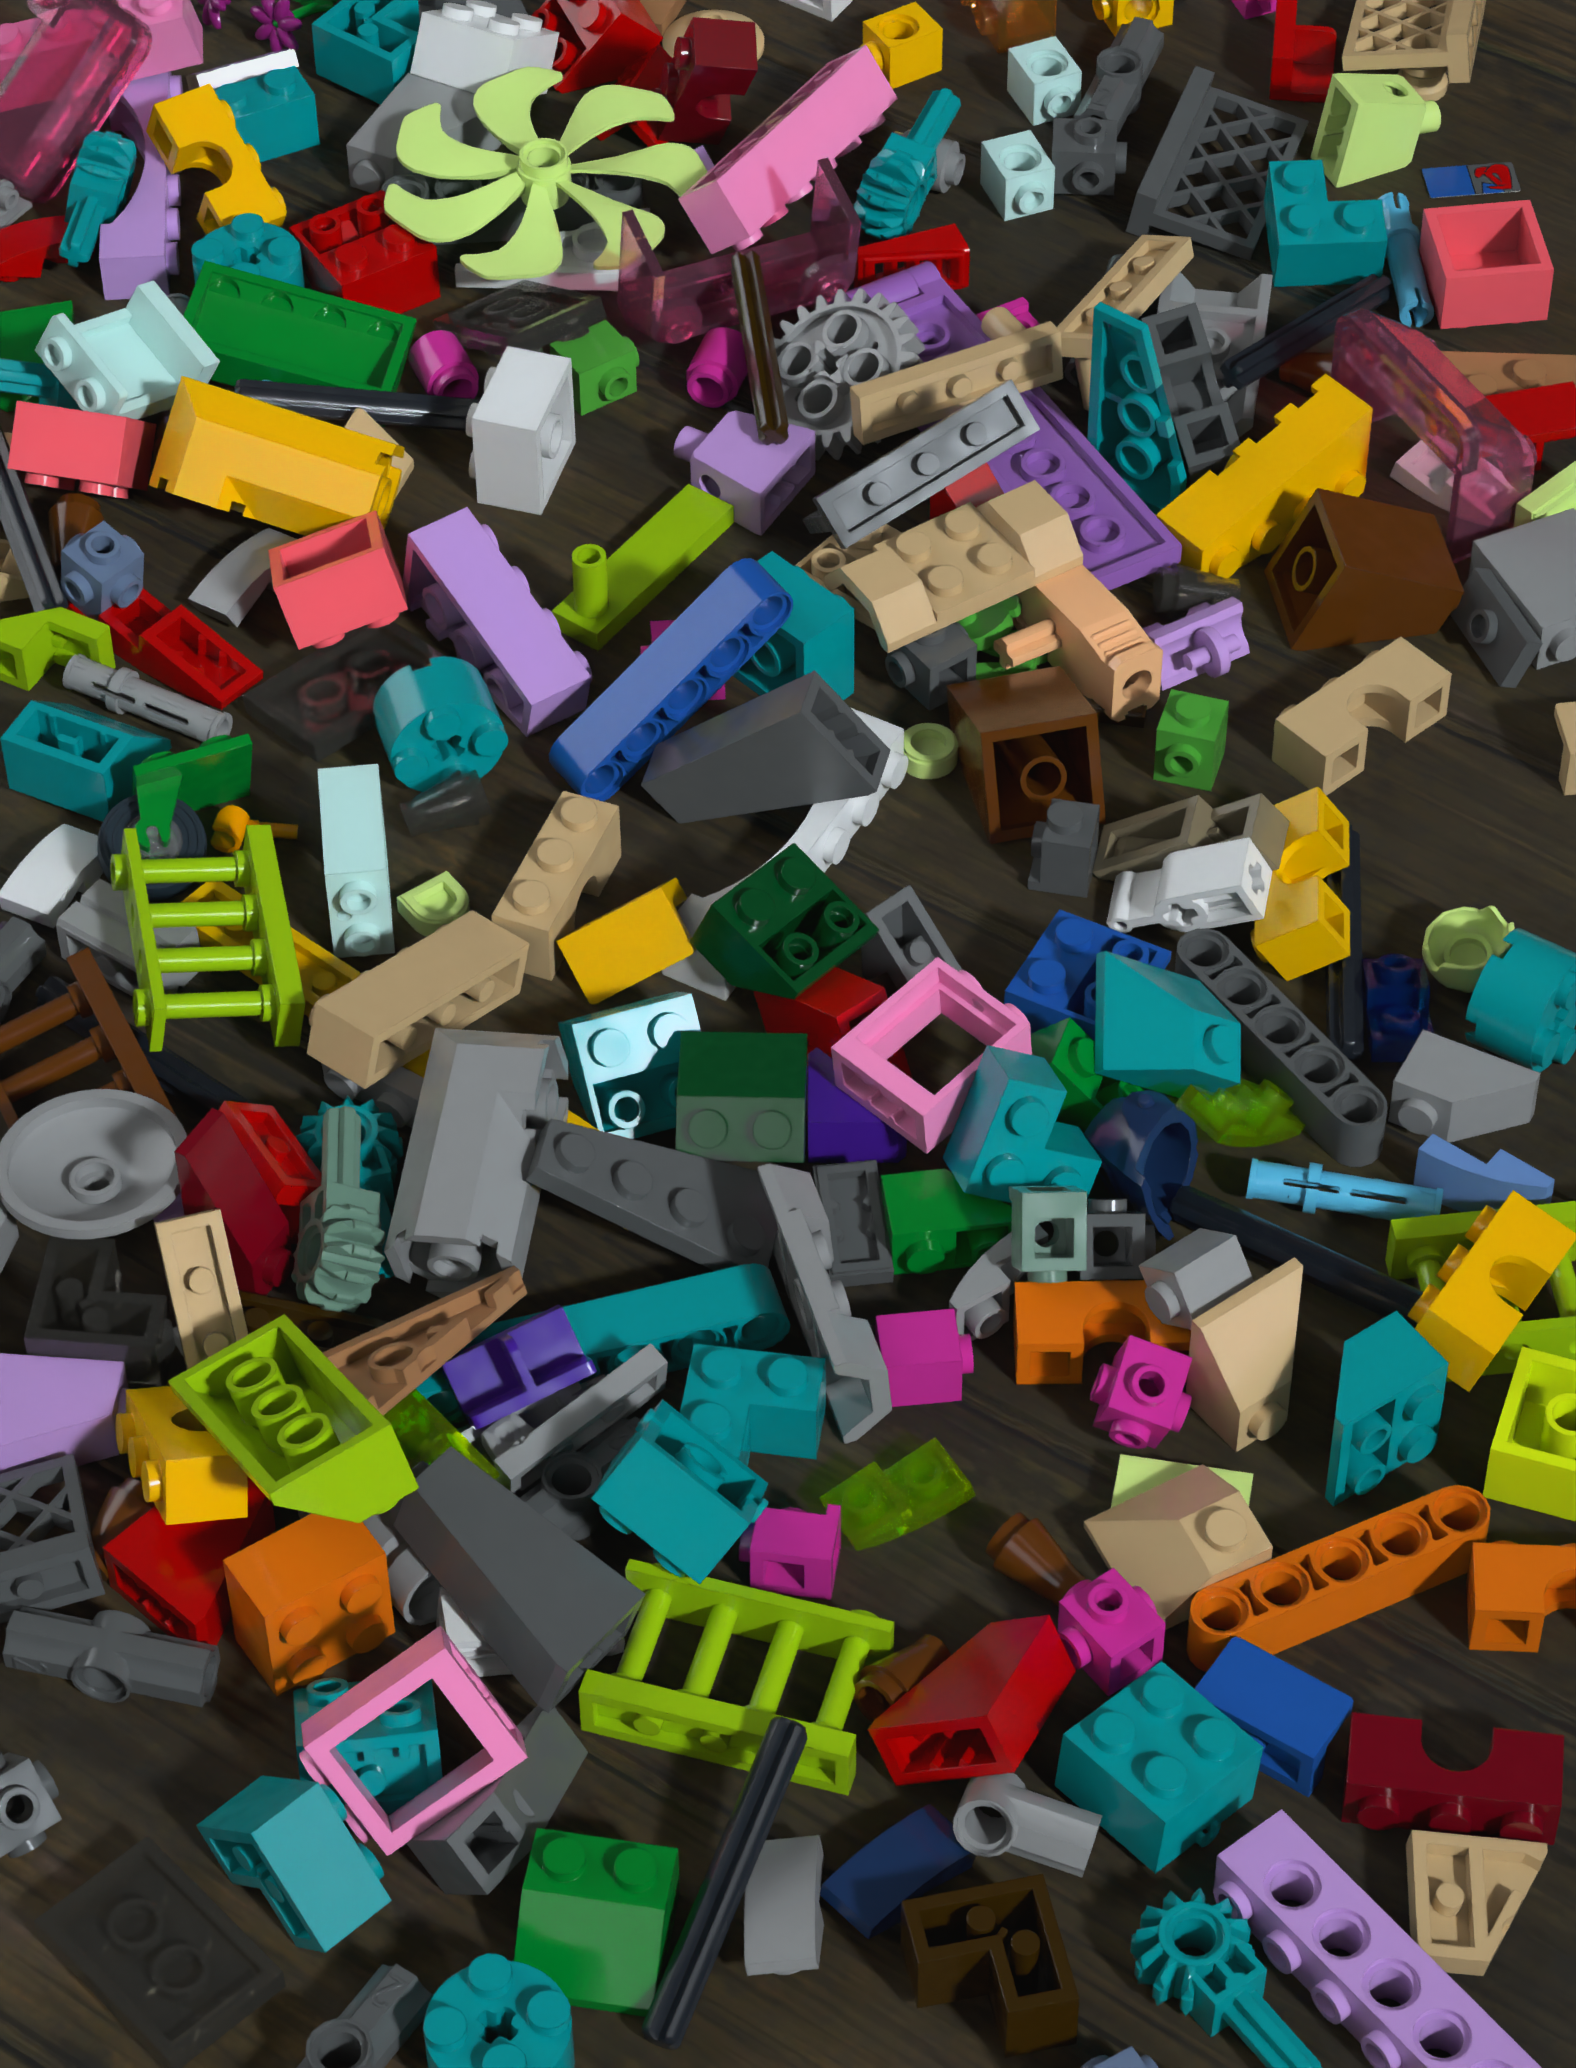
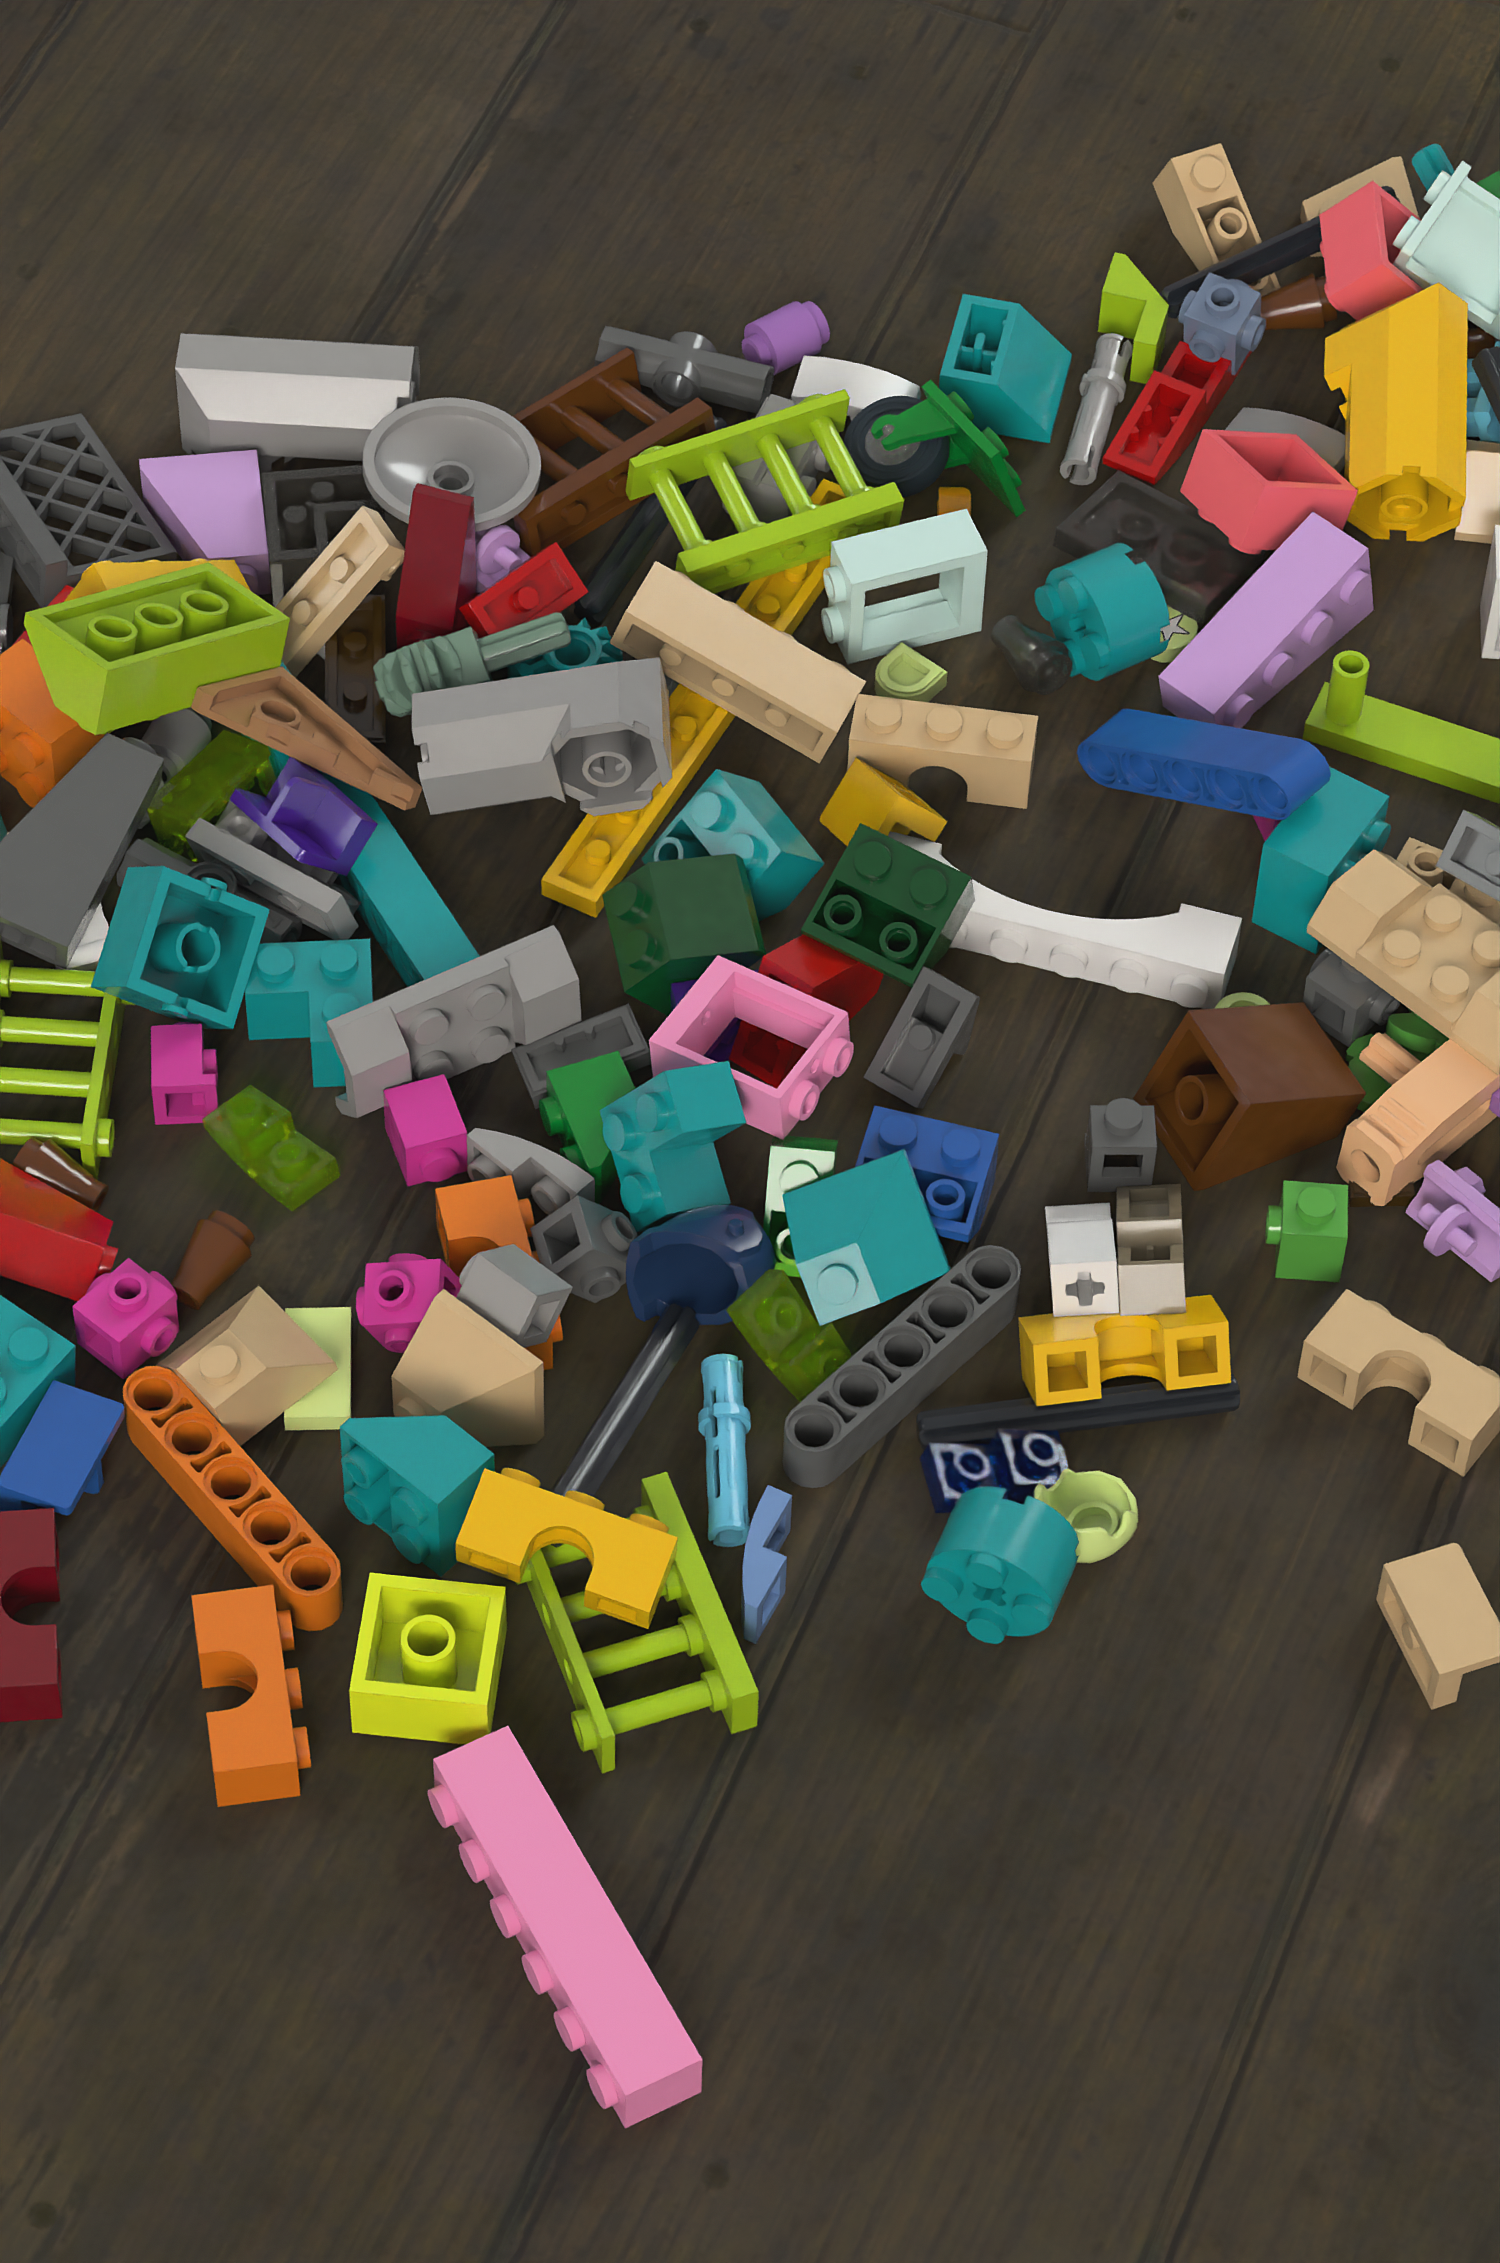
camera: 75 degrees right, 5 degrees up
(665, 1195) = (550, 874): dark grey wing -> none
(768, 755) = (1124, 867): dark grey slope -> none
(1067, 1250) = (555, 1169): sand green brick -> none
(1460, 1091) = (882, 1523): light grey slope -> none

